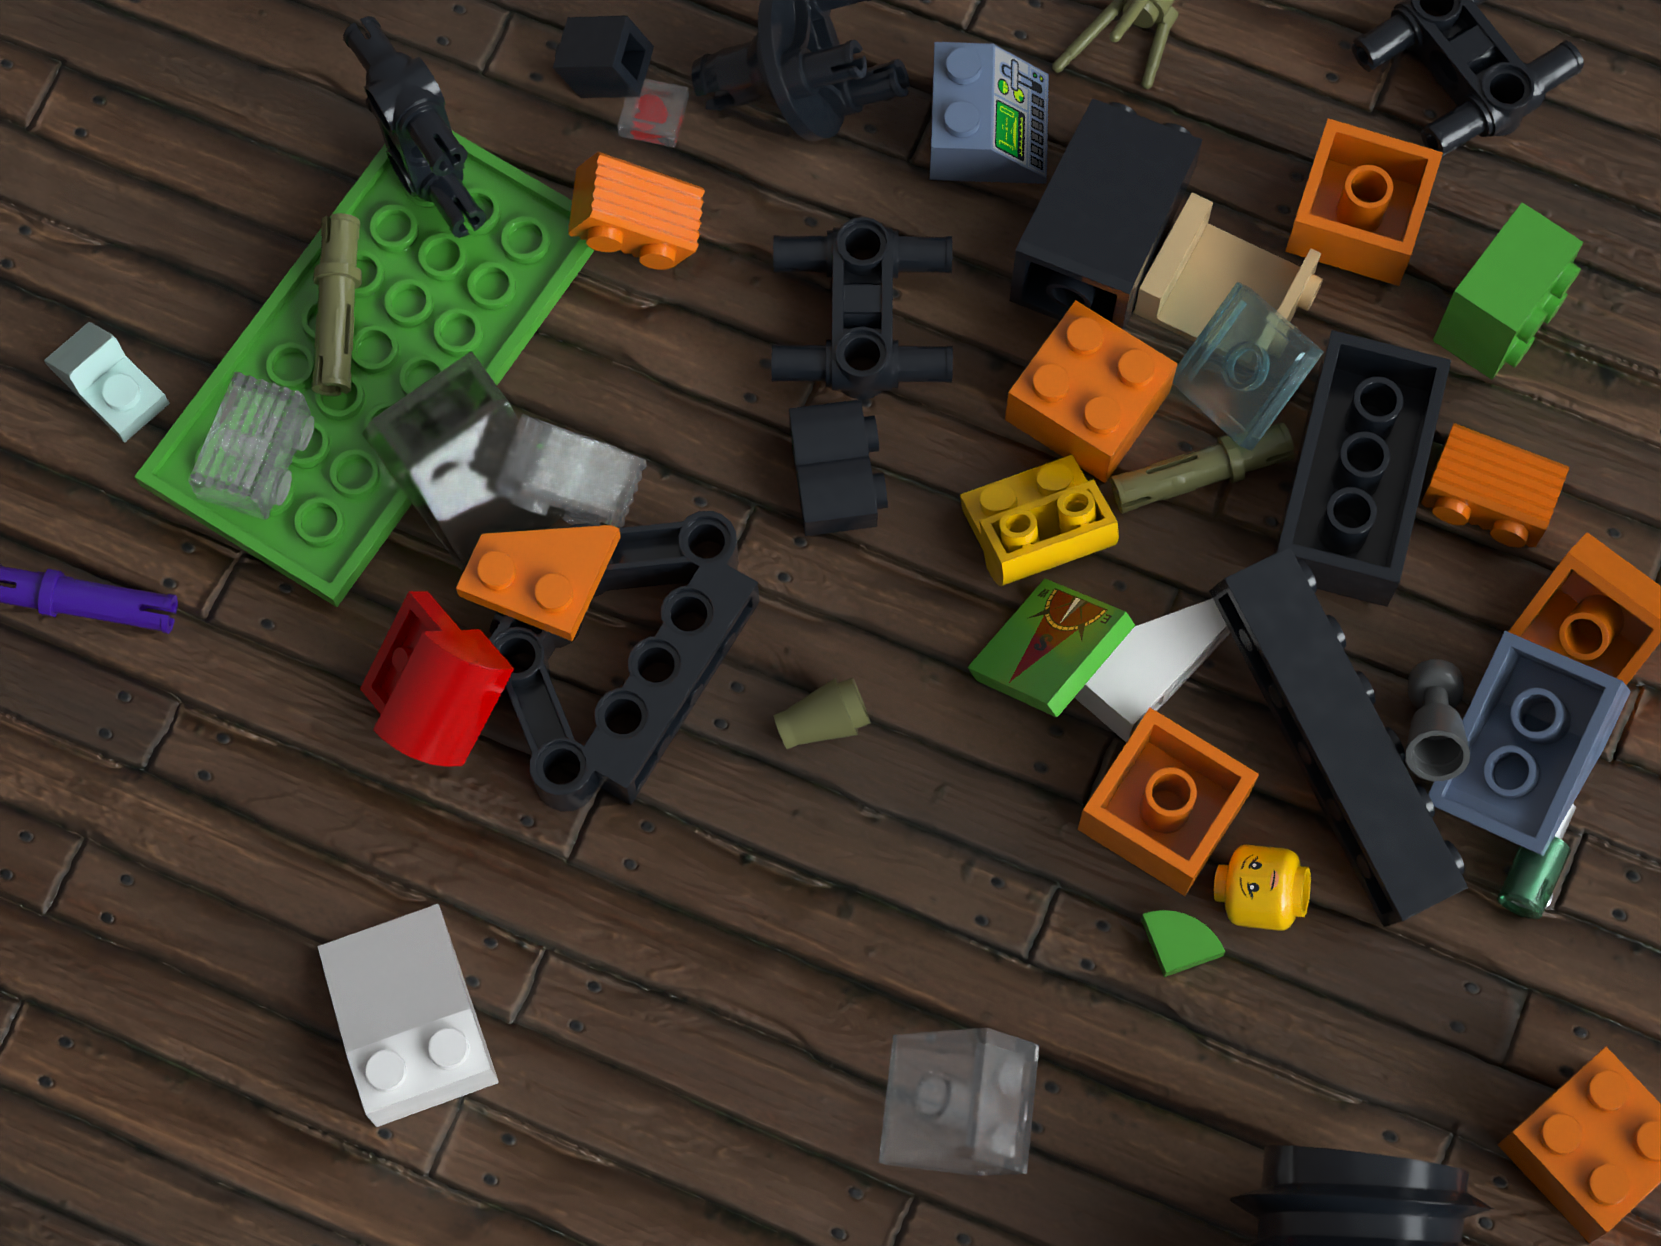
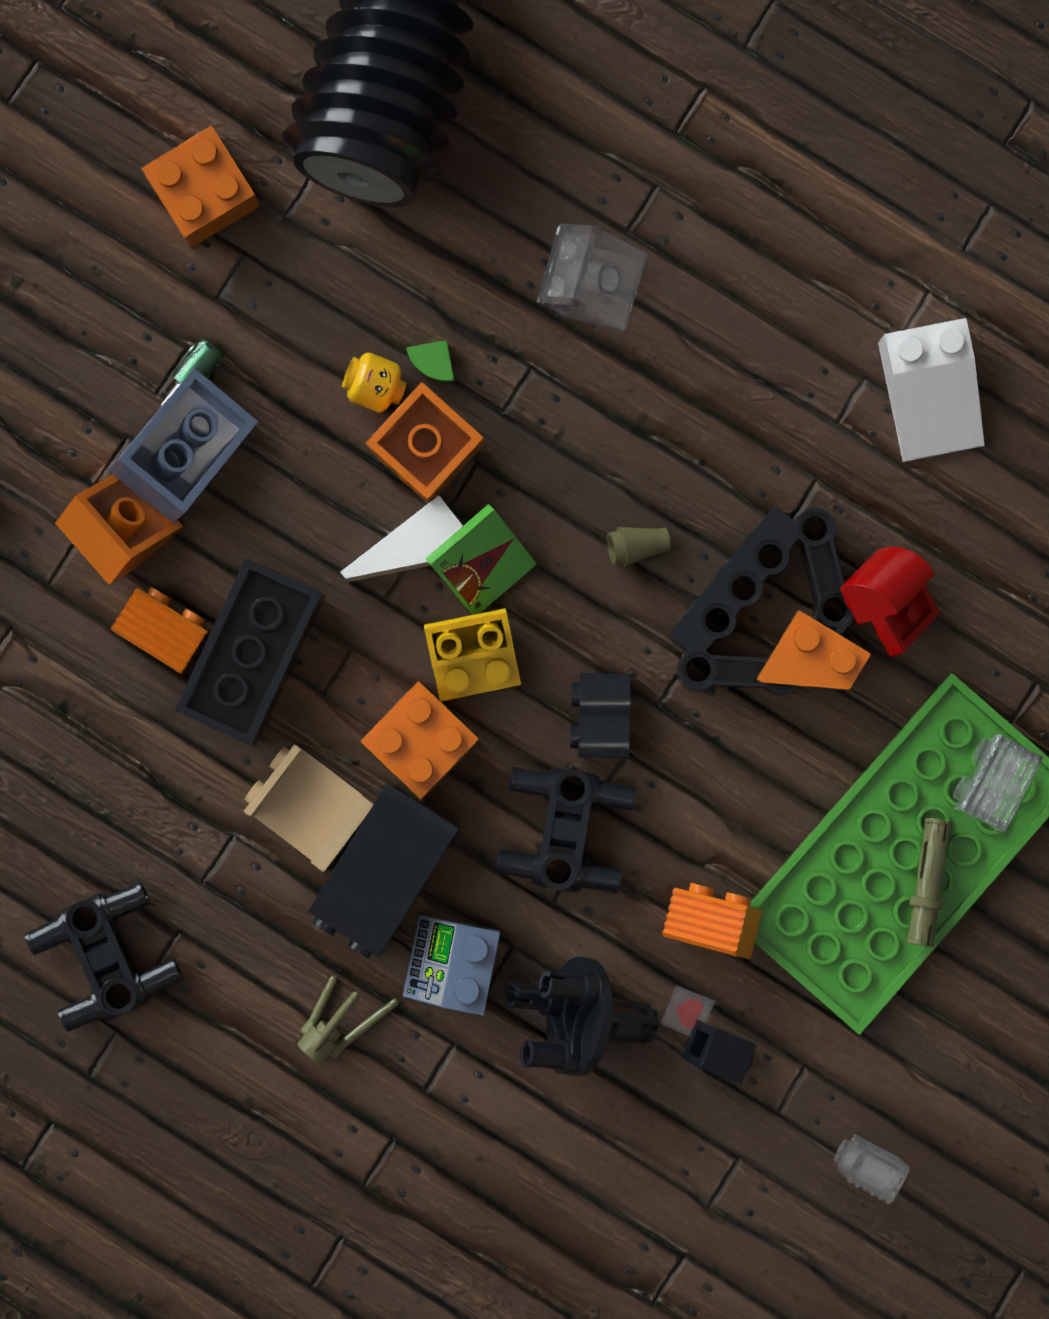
camera: 170 degrees left, 15 degrees up
(414, 126) = (863, 989): black piece -> none
(447, 454) = (854, 748): clear smoke slope -> none
(570, 473) = (783, 729): clear brick -> none
(1200, 469) = (353, 677): olive pin -> none
(1245, 366) = (313, 735): clear light blue tile -> none
(1339, 737) = (307, 467): black brick -> none
(1364, 201) = (204, 849): orange brick -> none
(1436, 737) = (242, 457): dark grey piece -> none
(1510, 292) = (120, 760): bright green brick -> none

